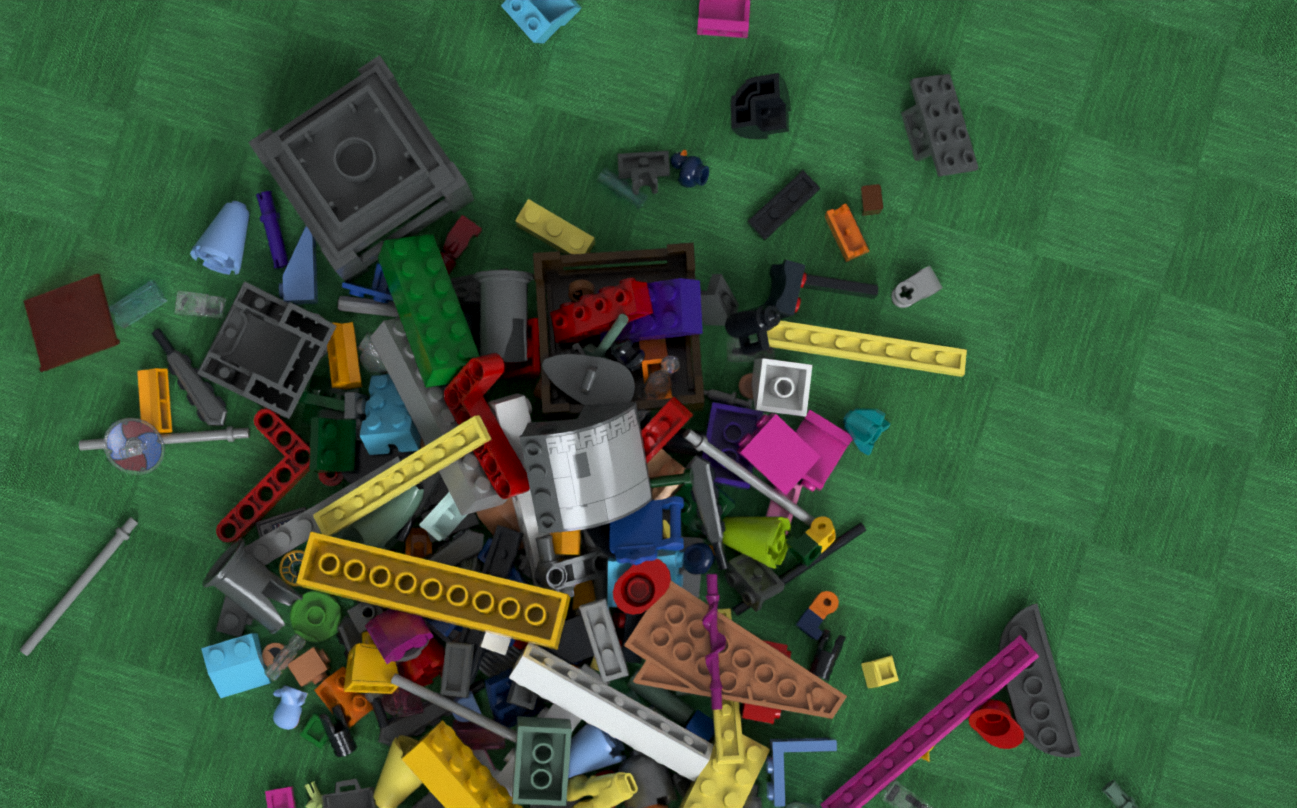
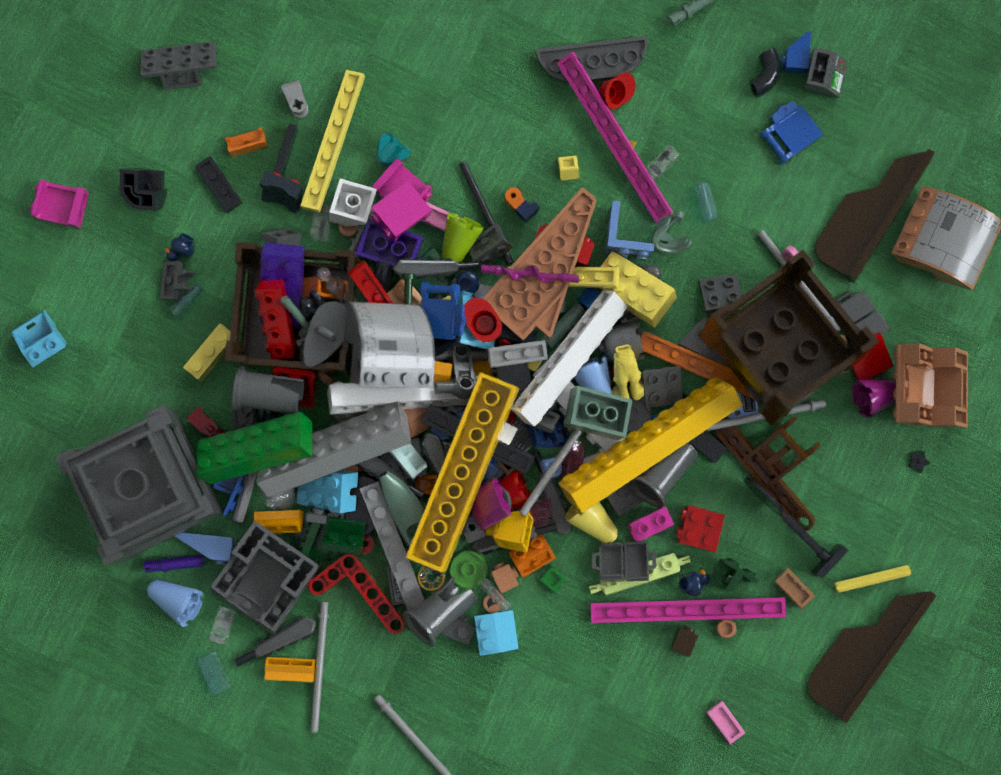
camera: 85 degrees left, 0 degrees up
(71, 322) = (219, 725): clear red piece -> none
(134, 446) = (321, 689): clear shield -> none
(289, 709) = (534, 597): light blue animal -> none
(338, 733) = (556, 562): black hinge -> none
(402, 476) = (375, 482): light yellow plate -> none
(457, 669) = (523, 465): dark grey tile -> none
(465, 401) = (348, 419): red beam -> none
(579, 288) = (257, 336): nougat tile -> none
(701, 443) = (384, 263): light grey bar -> none
(752, 322) = (301, 215): black piece -> none
(813, 541) = (468, 198): leg -> none
(824, 661) = (554, 204): black hinge -> none
(872, 199) = (225, 118): reddish brown slope -> none

